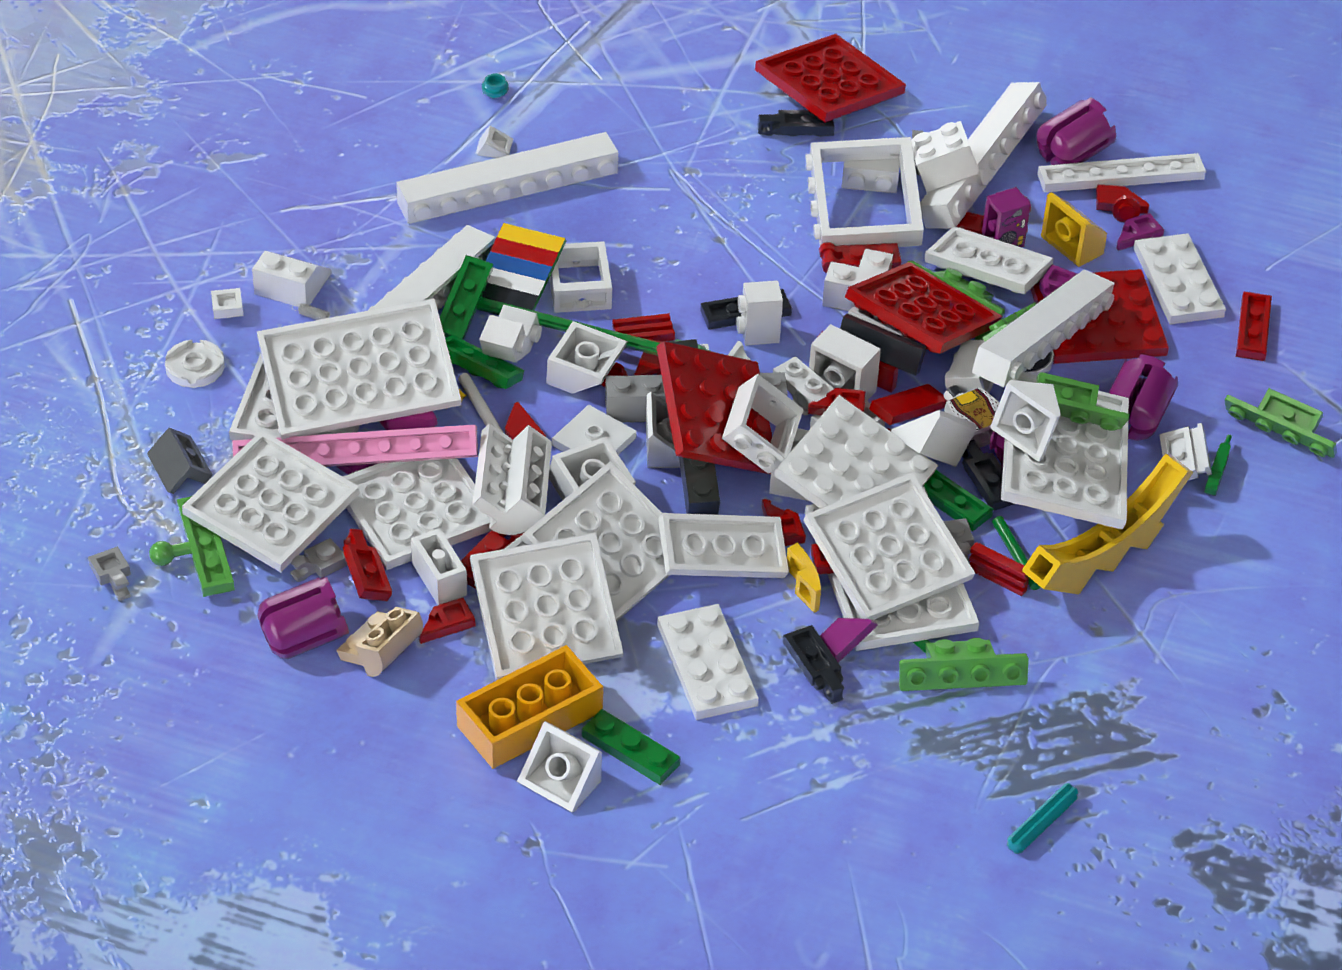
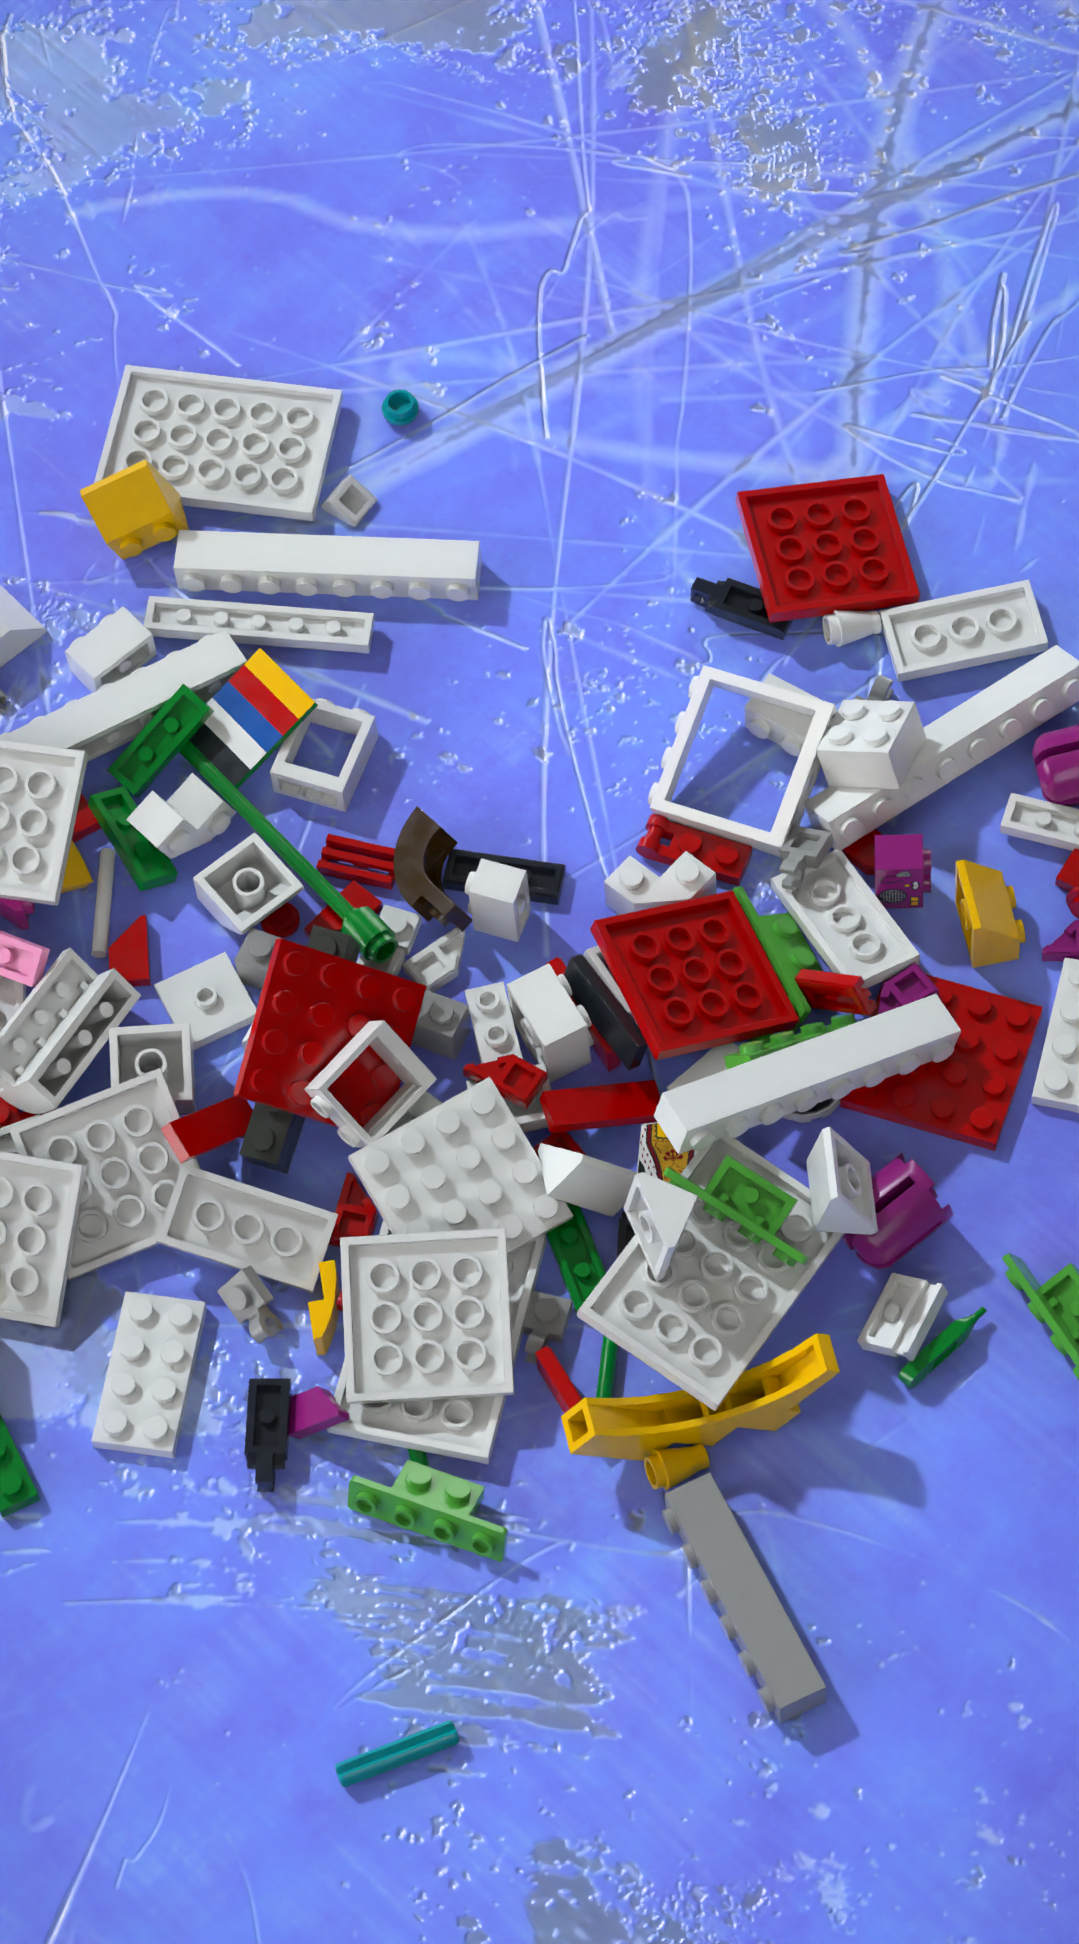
camera: 35 degrees right, 15 degrees up
(359, 177) = (135, 509): none -> yellow slope
(384, 136) = (225, 439): none -> white plate
(389, 264) = (110, 650): none -> white brick
(489, 220) = (261, 624): none -> white plate
(660, 494) = (208, 1128): none -> red tile
(686, 303) = (418, 869): none -> dark brown arch
(749, 589) = (248, 1300): none -> light grey plate
(871, 115) = (849, 626): none -> white cone
(938, 229) = (802, 849): none -> light grey plate
(944, 97) = (963, 630): none -> white plate
(1013, 289) = (835, 992): none -> red tile
(1101, 586) = (673, 1465): none -> yellow cone
(1115, 378) = (840, 1187): none -> white slope
(1205, 641) = (744, 1598): none -> light grey brick

